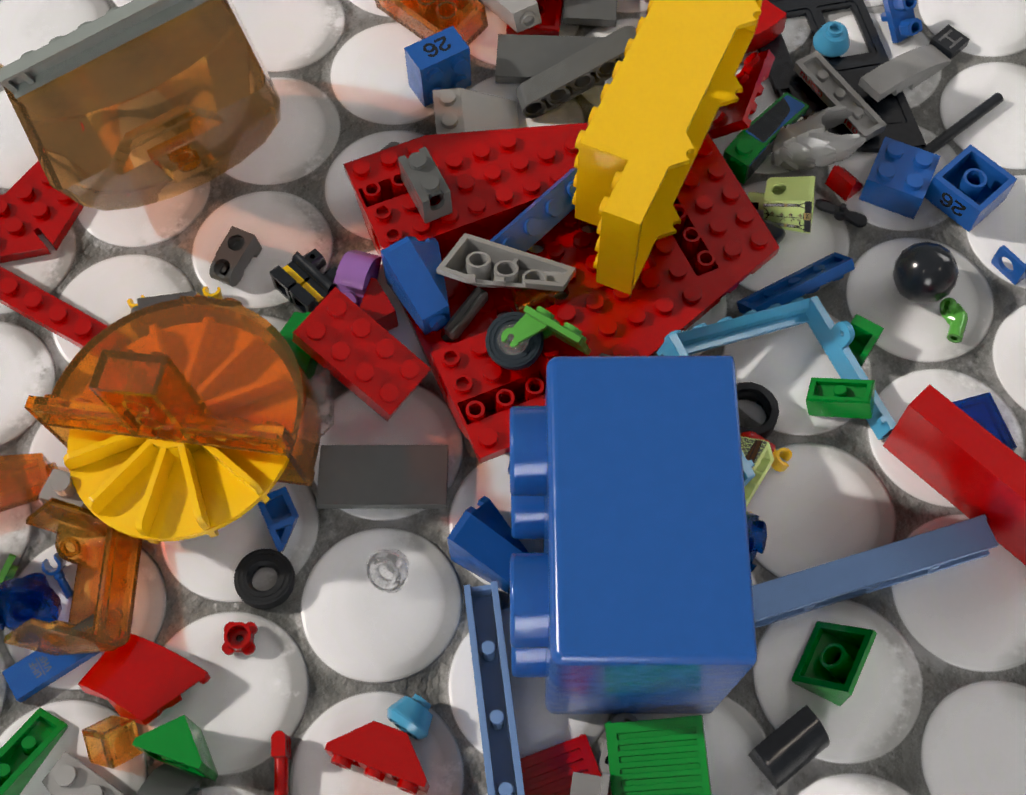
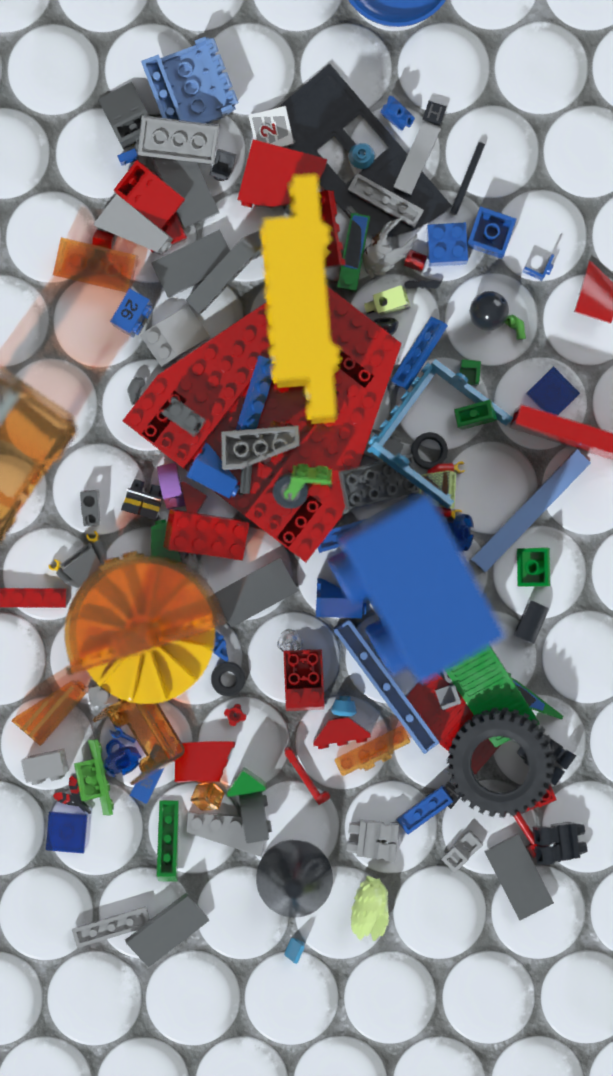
camera: 25 degrees left, 25 degrees up
(372, 641) = (303, 680): none -> red slope

